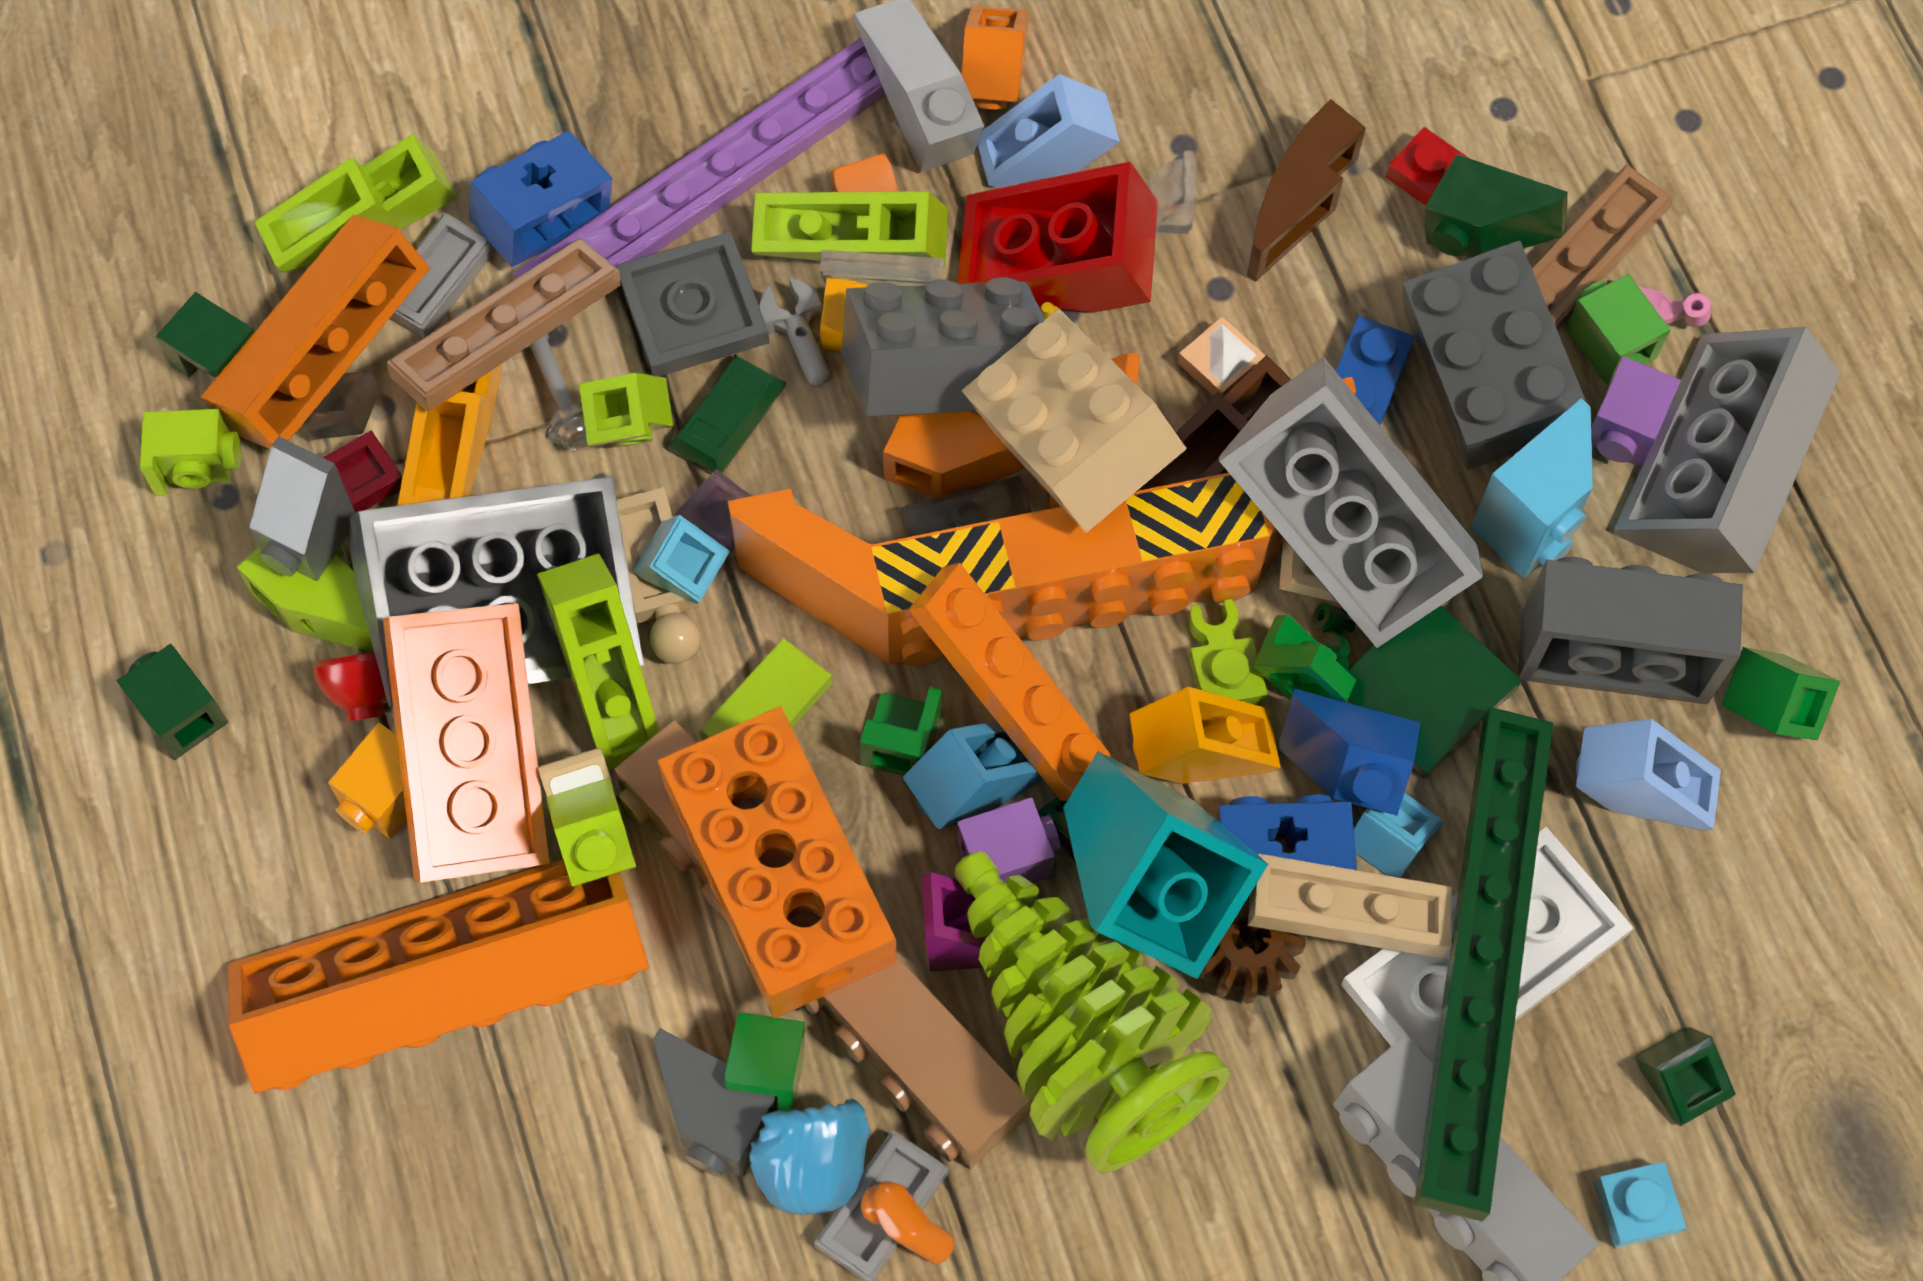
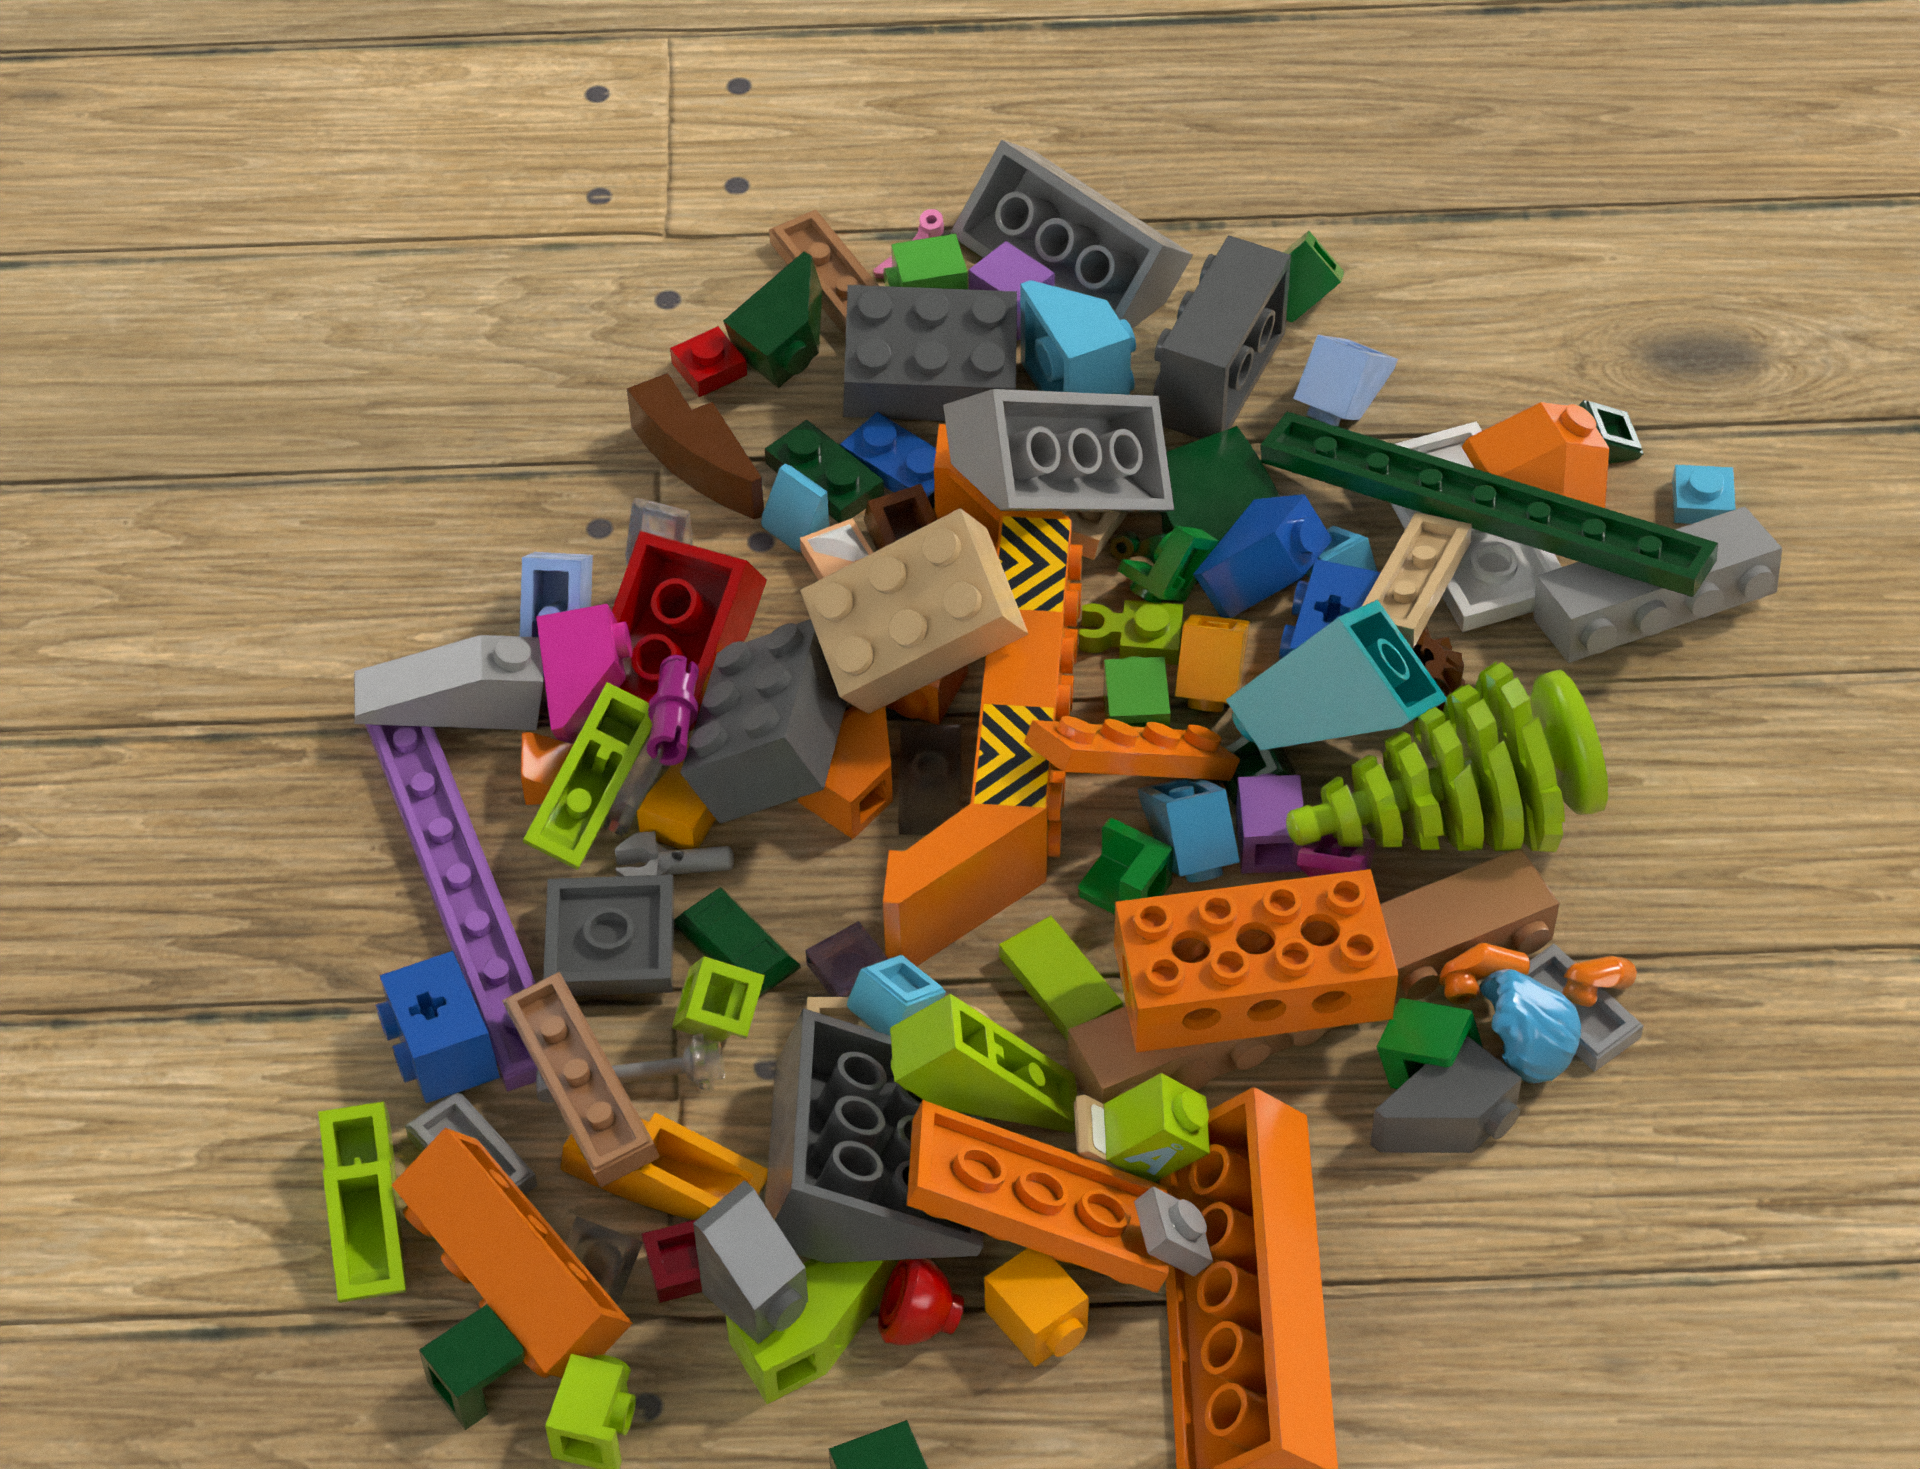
camera: 70 degrees left, 15 degrees down
(471, 875) = (1174, 1231): none -> light grey plate
(875, 1094) = (1464, 971): none -> orange arm
(917, 258) = (673, 710): none -> magenta pin
(970, 171) = (578, 657): none -> dark pink slope
(994, 55) = (441, 616): orange slope -> none
(1115, 680) = (1136, 691): none -> bright green brick
(1257, 302) = (795, 507): none -> medium azure slope
(1324, 312) = (828, 465): none -> dark green plate
(1584, 1015) = (1547, 449): none -> orange slope

